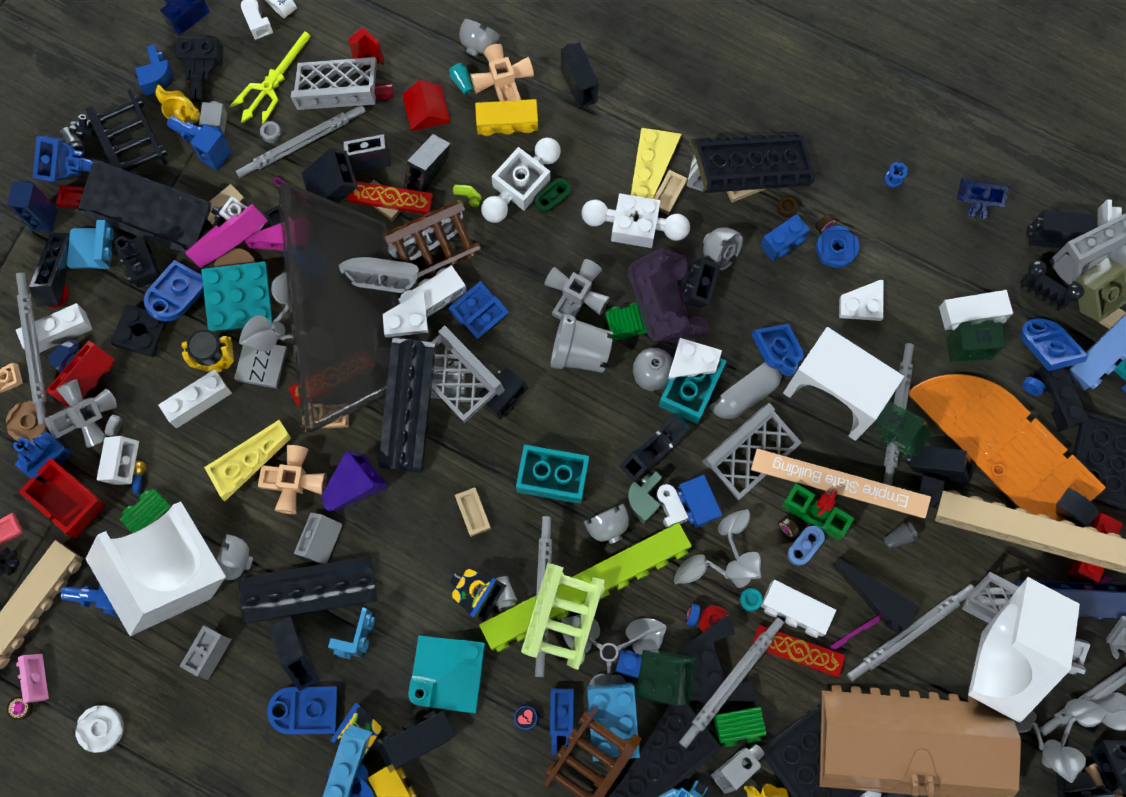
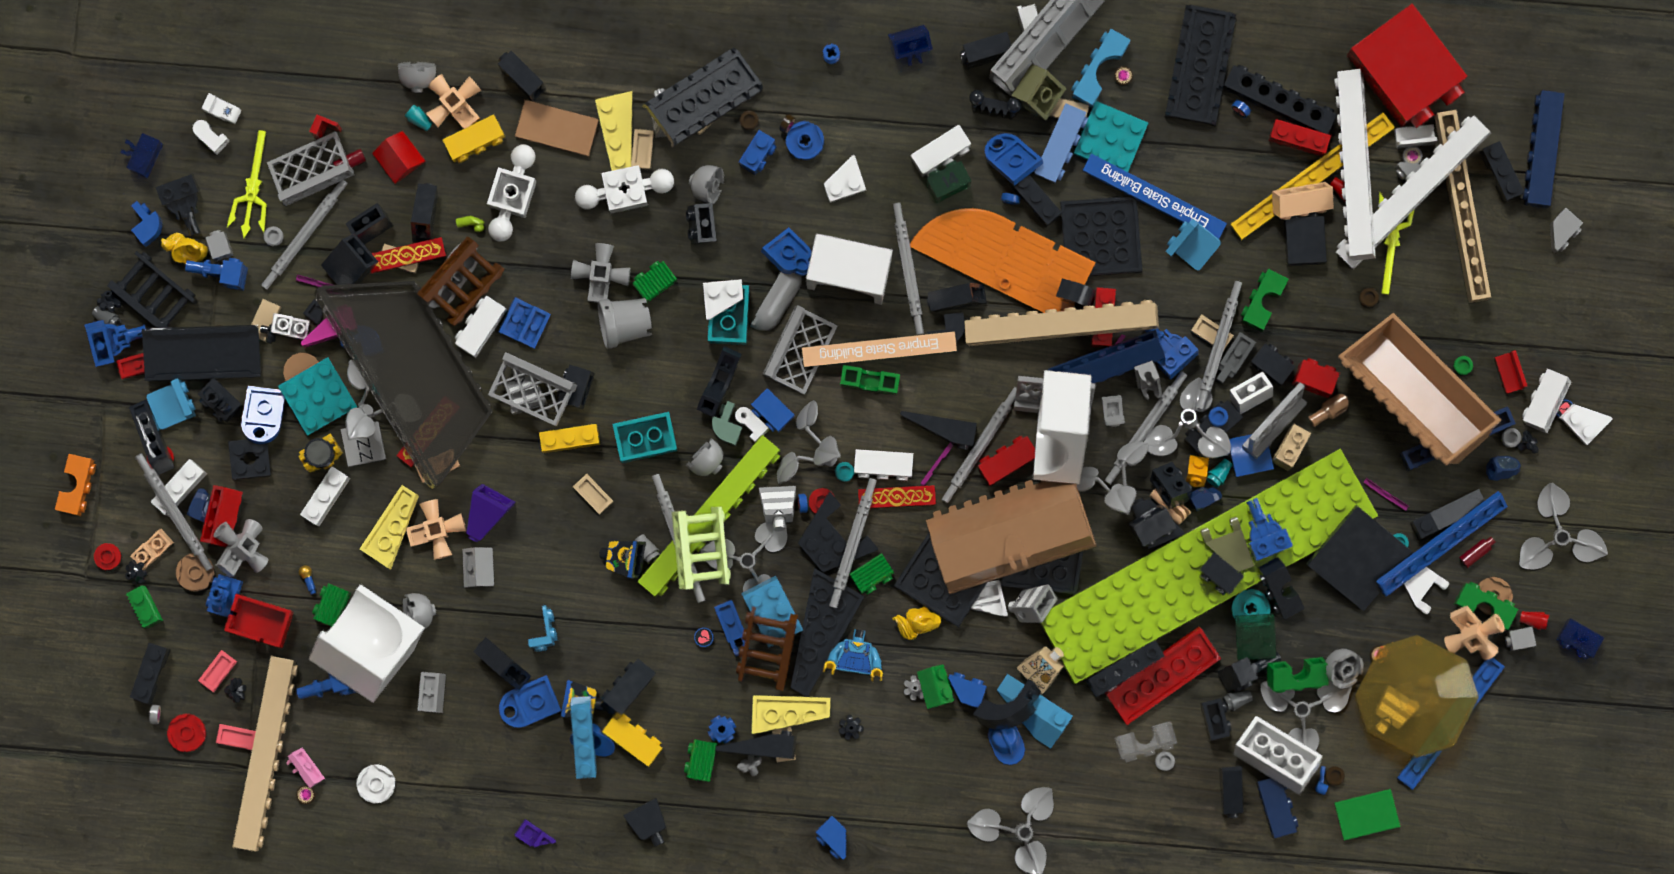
camera: 20 degrees left, 10 degrees up
(32, 206) = (111, 392): dark blue brick -> none
(113, 426) = (268, 546): light grey tile -> none
(117, 460) = (287, 572): white brick -> none
(227, 236) = (283, 353): dark pink slope -> none
(307, 590) = (488, 611): black plate -> none
(380, 273) = (431, 328): light grey brick -> none
(407, 317) = (470, 357): white wing -> none
(407, 405) = (503, 430): black plate -> none
(447, 673) = (628, 628): teal slope -> none
(473, 443) = (569, 438): none -> yellow brick
(551, 195) = (543, 194): dark green plate -> none
(592, 140) = (556, 128): none -> medium nougat tile
(628, 664) = (767, 562): blue brick -> none
(646, 373) = (690, 322): light grey cylinder -> none
(659, 296) = (672, 250): clear purple windscreen -> none
(665, 605) = (778, 505): none -> light grey torso
(666, 677) = (799, 560): clear green brick -> none
(733, 774) = (880, 612): light grey torso -> none
(788, 527) = (852, 401): dark brown tile -> none
(805, 546) = (871, 410): medium blue plate -> none
(826, 502) = (873, 370): red piece -> none
(901, 428) = (910, 286): clear green brick -> none
(901, 535) = (945, 370): dark grey cone -> none
(936, 661) = (1007, 460): none -> red brick

